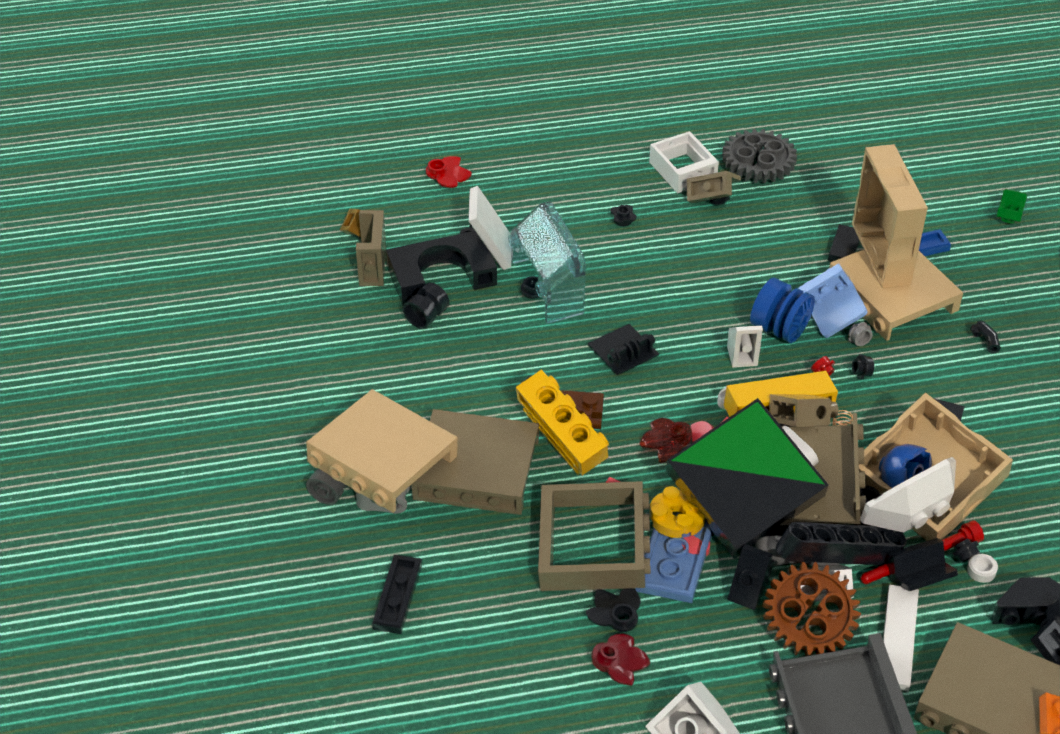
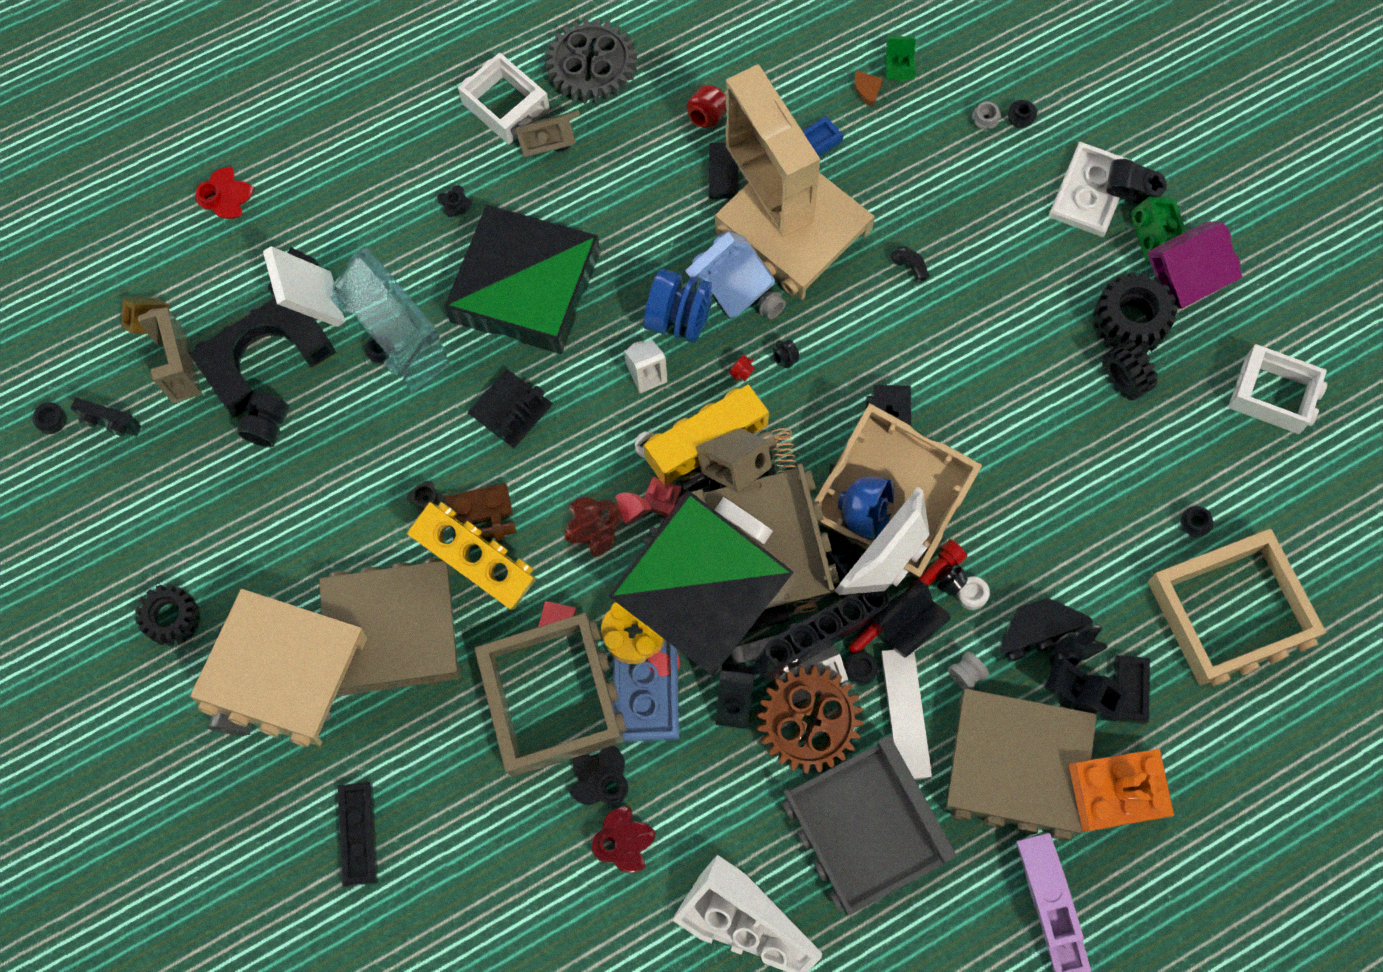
camera: 15 degrees left, 25 degrees up
(263, 270) = (49, 418): none -> black tile
(303, 398) = (152, 605): none -> black tyre
(307, 277) = (114, 420): none -> black plate
(662, 270) = (523, 278): none -> black tile
(842, 201) = (707, 106): none -> red head
(869, 594) = (861, 668): none -> black tile
(966, 614) = (968, 671): none -> light grey wheel
(980, 221) = (867, 87): none -> dark orange tile

